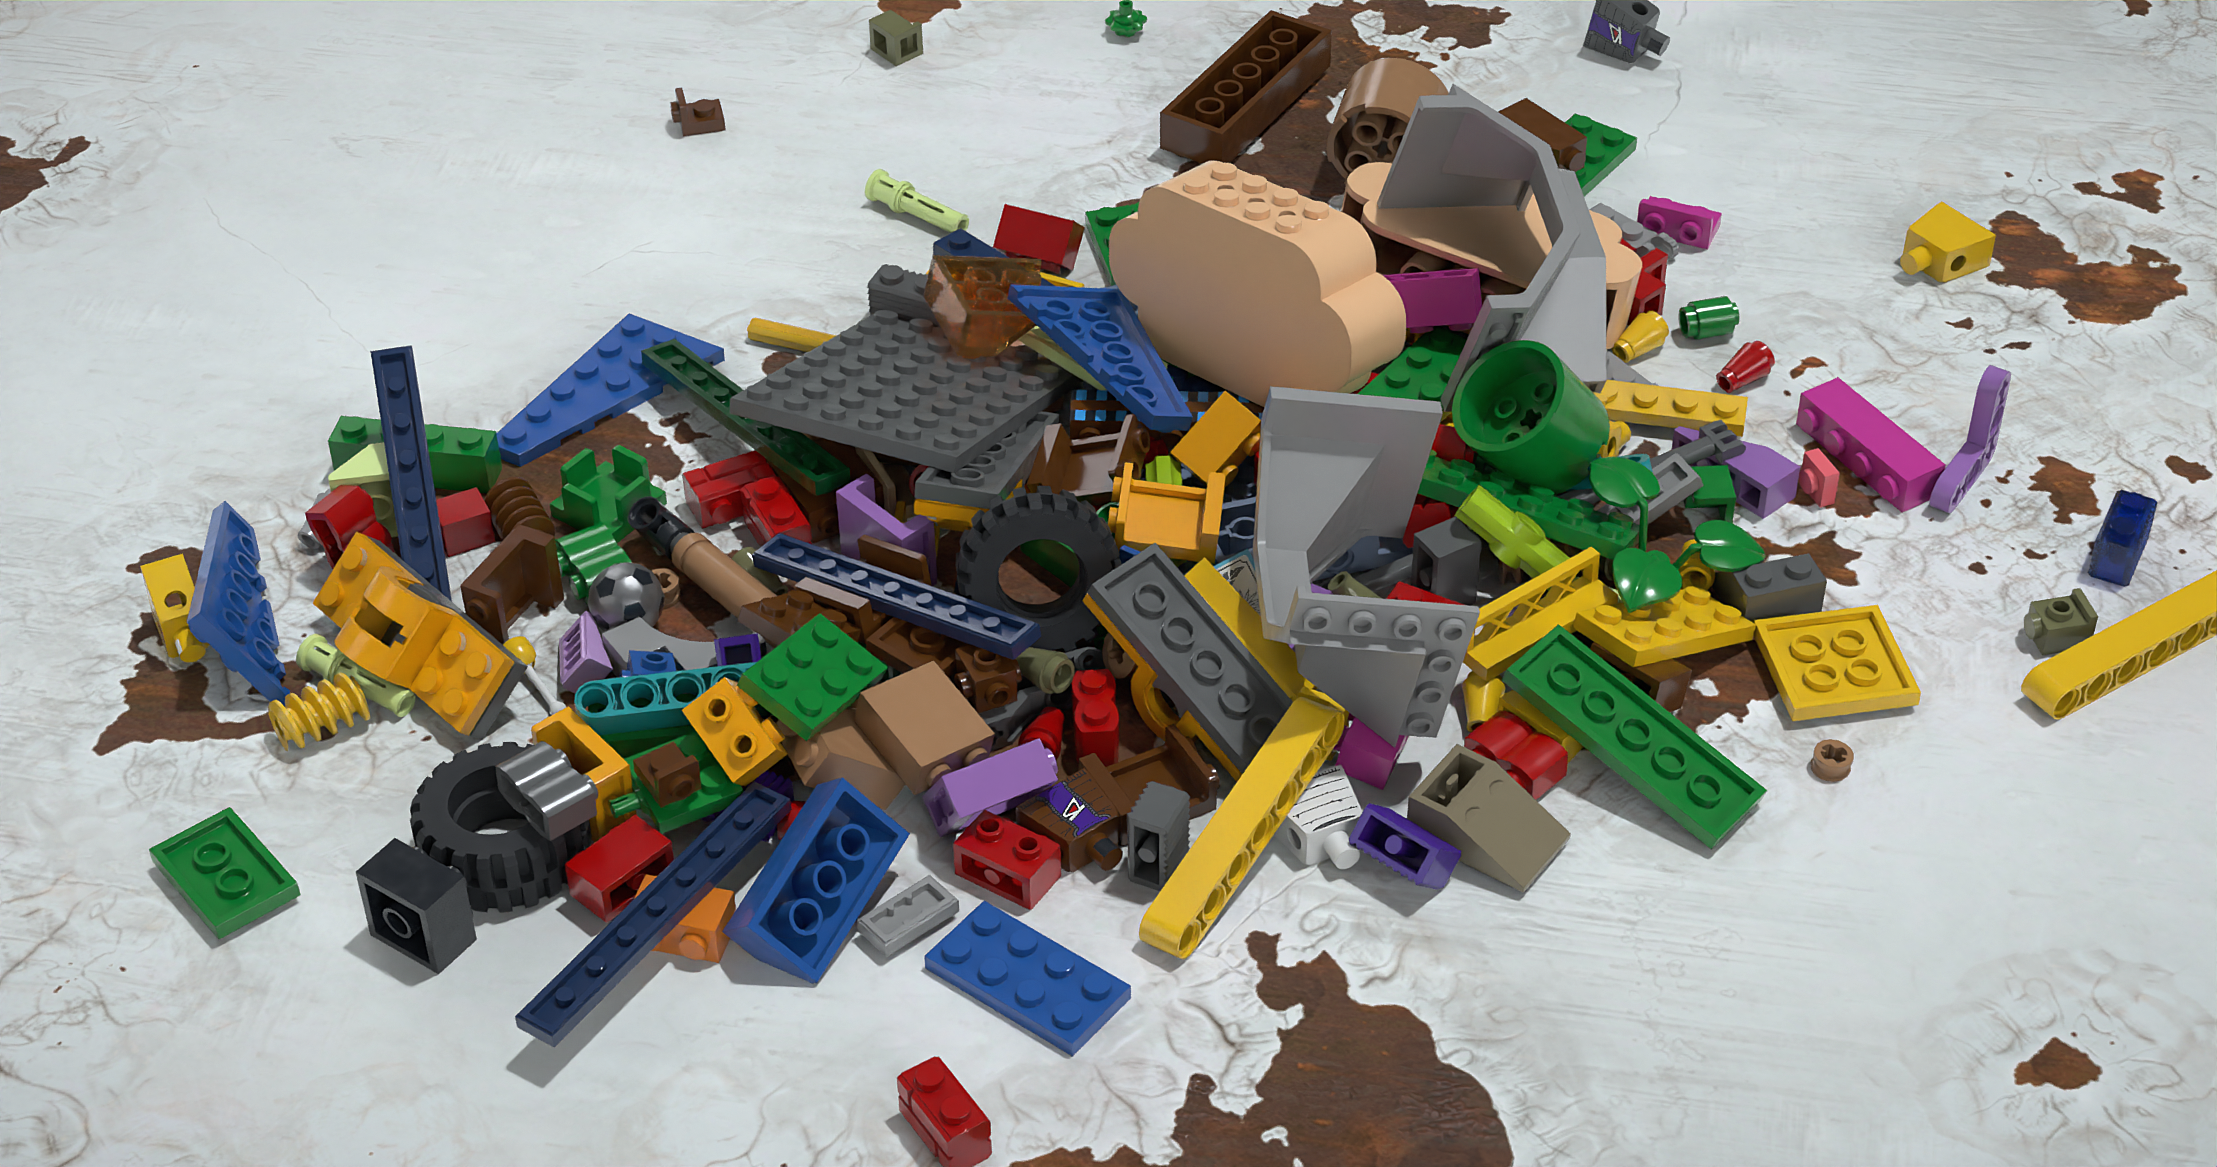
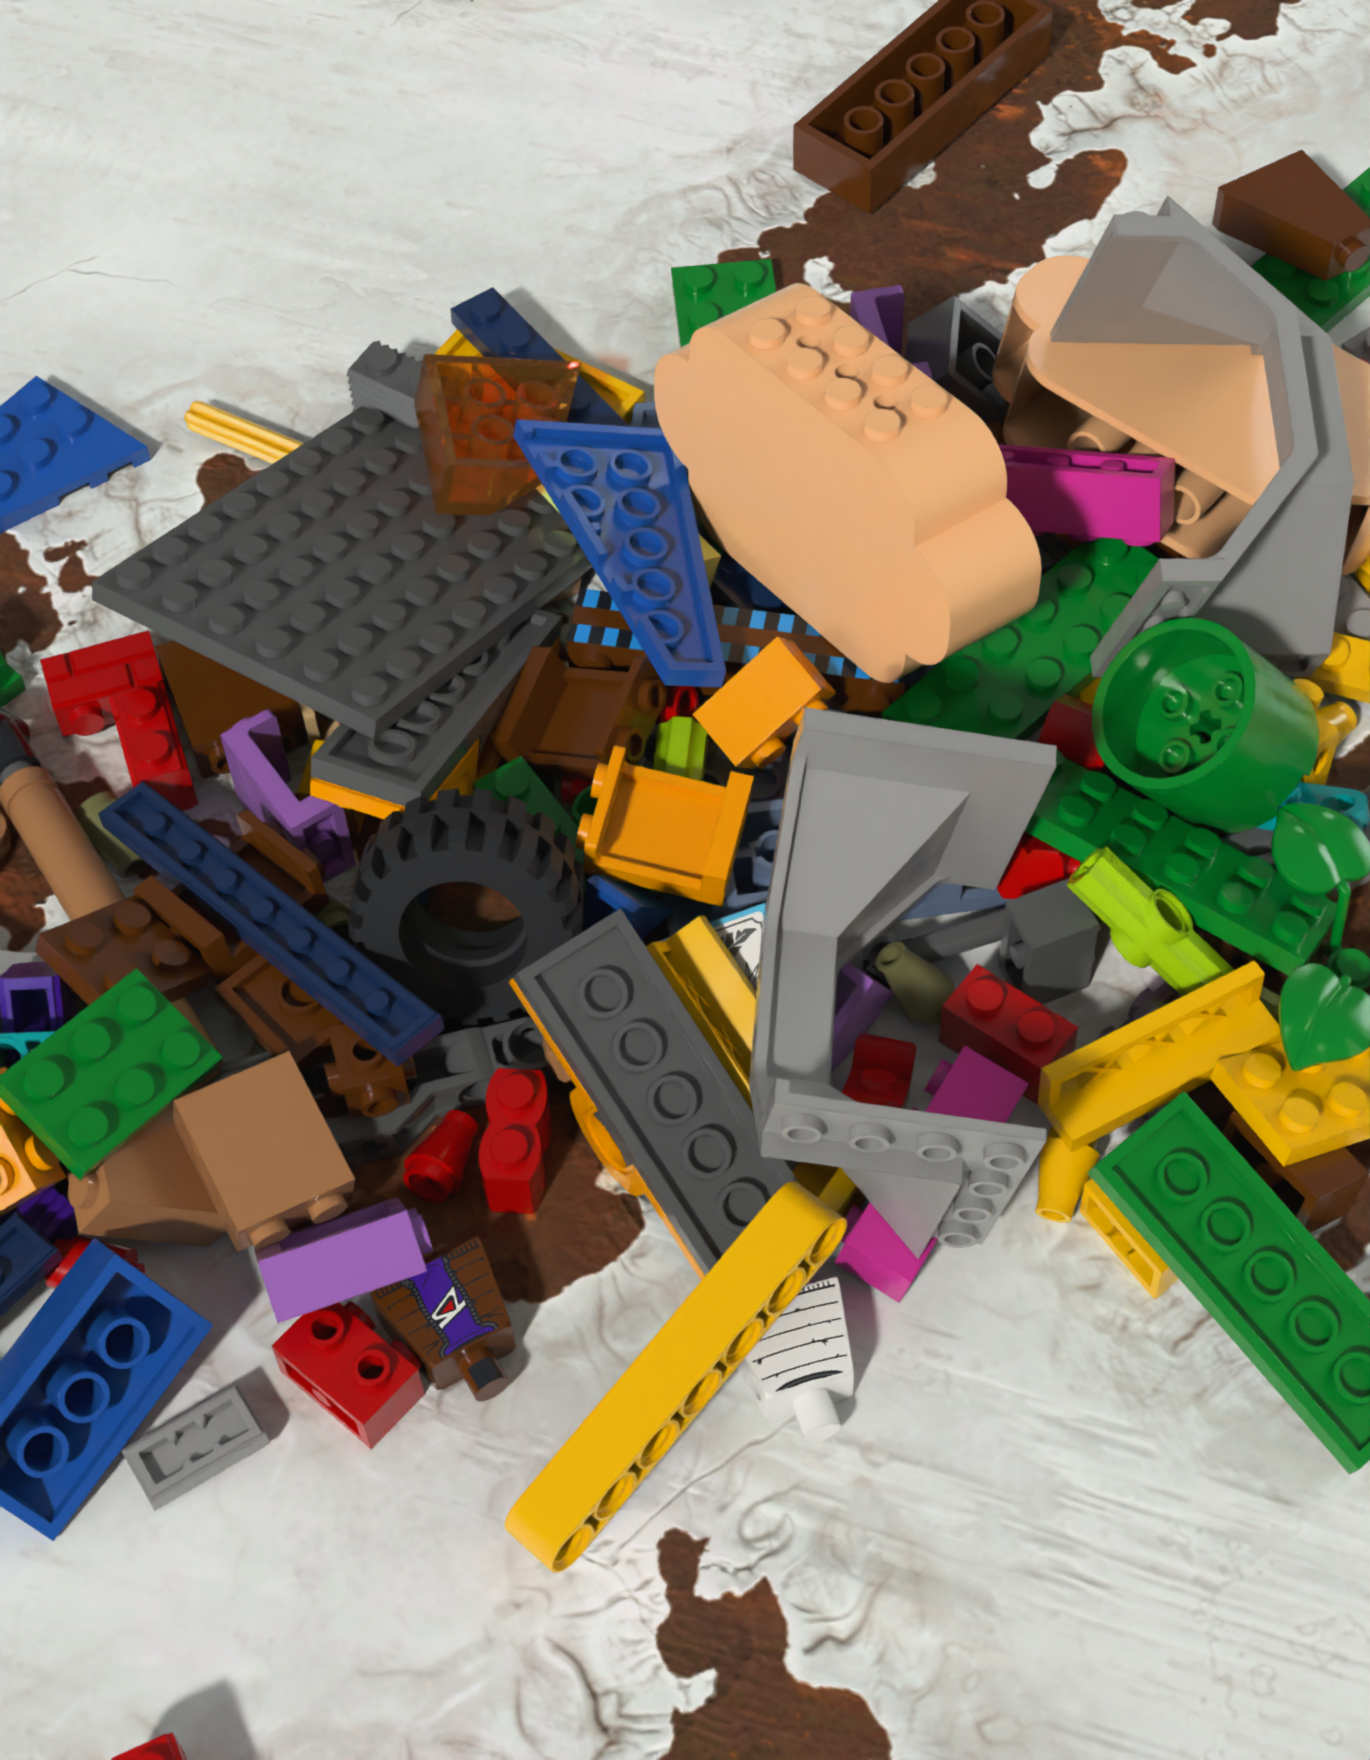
camera: 10 degrees right, 15 degrees up
(697, 117) = (193, 61): reddish brown bracket -> none
(712, 393) = (110, 536): dark green plate -> none
(903, 198) = (433, 222): yellowish green pin -> none
(1028, 978) = (342, 1575): blue plate -> none
(1039, 236) = (595, 311): red brick -> none
(1046, 669) = (456, 1065): olive cone -> none
(1157, 834) = (558, 1370): dark grey brick -> none
(1171, 764) = (573, 1265): reddish brown panel -> none
(1377, 112) = (1100, 157): medium nougat brick -> none
(1404, 847) = (903, 1431): dark purple brick -> none
(1487, 818) = (1030, 1394): dark tan slope -> none
(1525, 755) = (1092, 1279): red brick -> none

